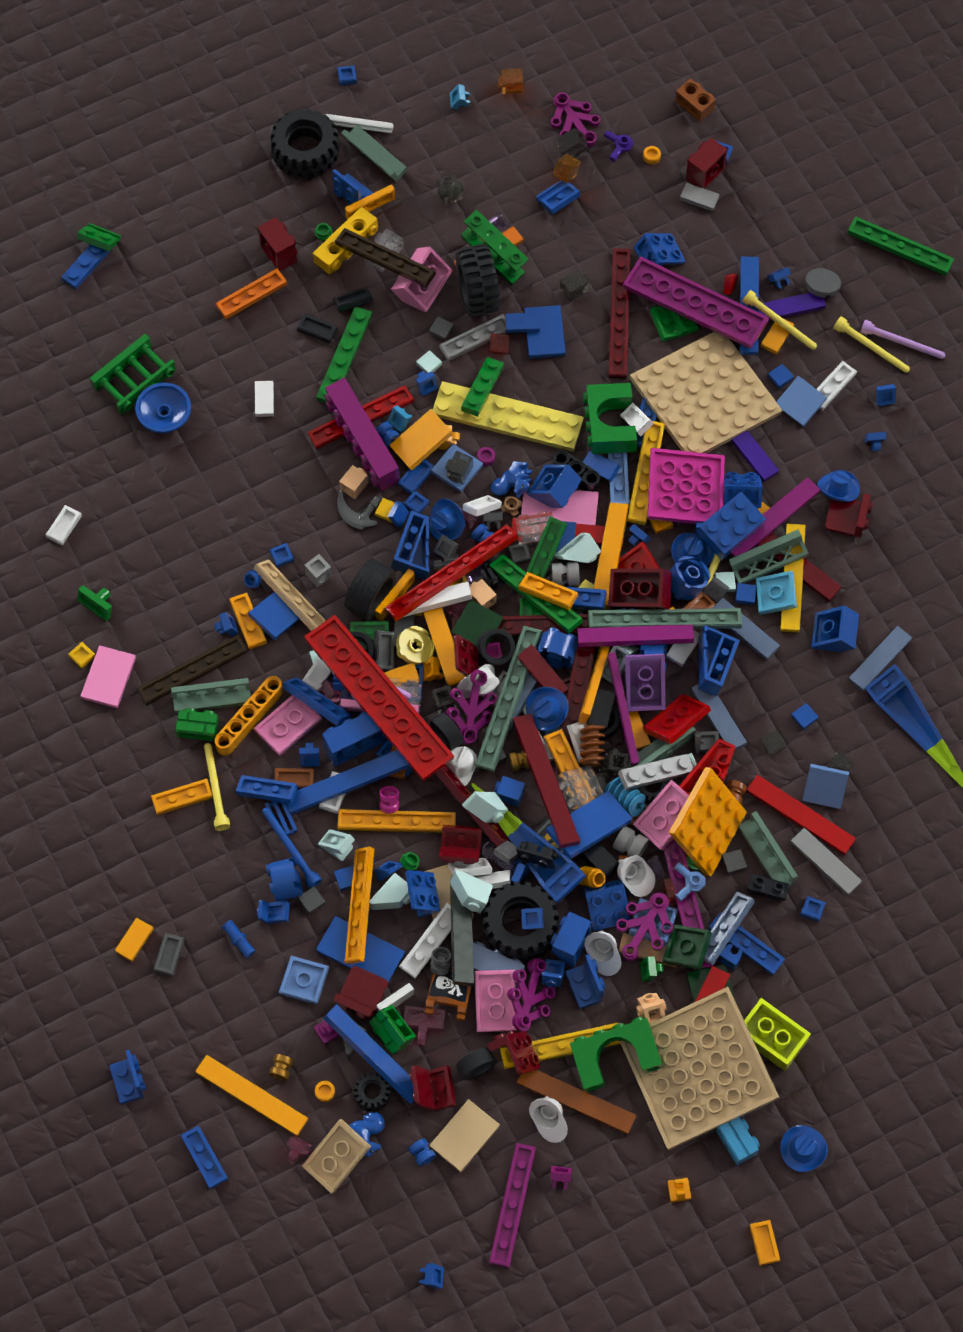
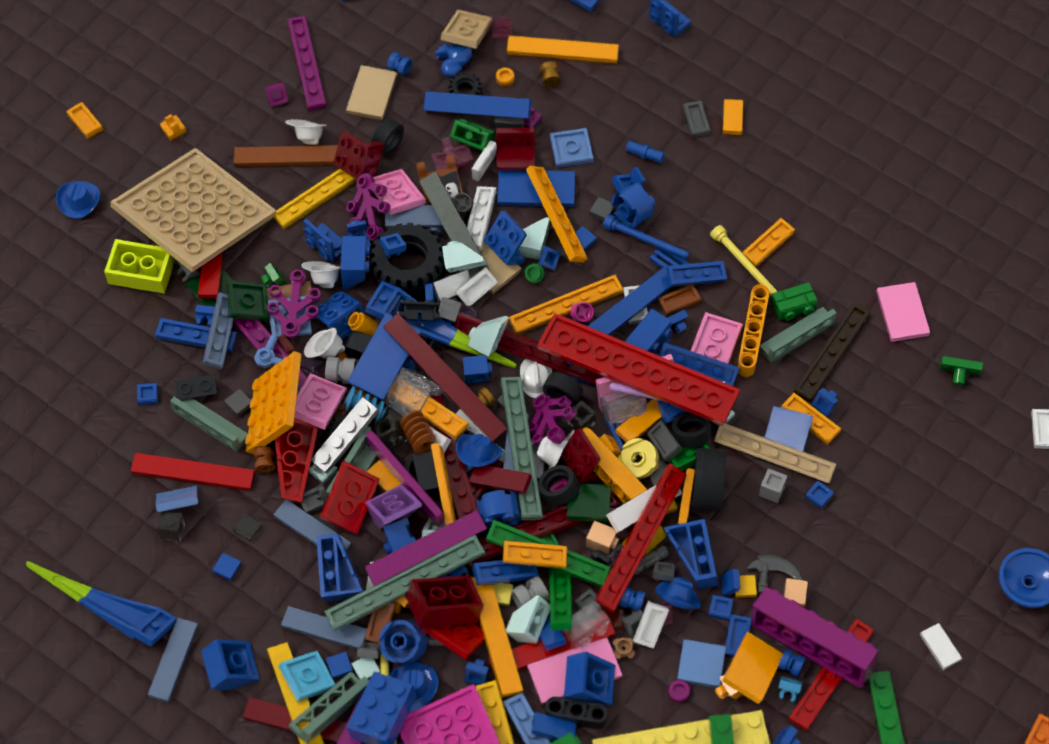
camera: 155 degrees right, 5 degrees down
(81, 655) = (940, 320): yellow tile -> none
(249, 581) = (831, 454): blue plate -> none
(337, 843) = (606, 258): light aqua slope -> none
(433, 1087) = (418, 106): dark red bracket -> none
(459, 467) = (696, 653): clear smoke brick -> none
(460, 844) = (494, 296): dark red bracket -> none
(515, 476) = (637, 675): blue animal -> none
(588, 1050) = (258, 207): green arch -> none
(651, 1007) = (257, 242): light nougat brick -> none
(738, 1140) = (132, 174): dark azure brick -> none
(826, 861) = (151, 439): light grey tile -> none

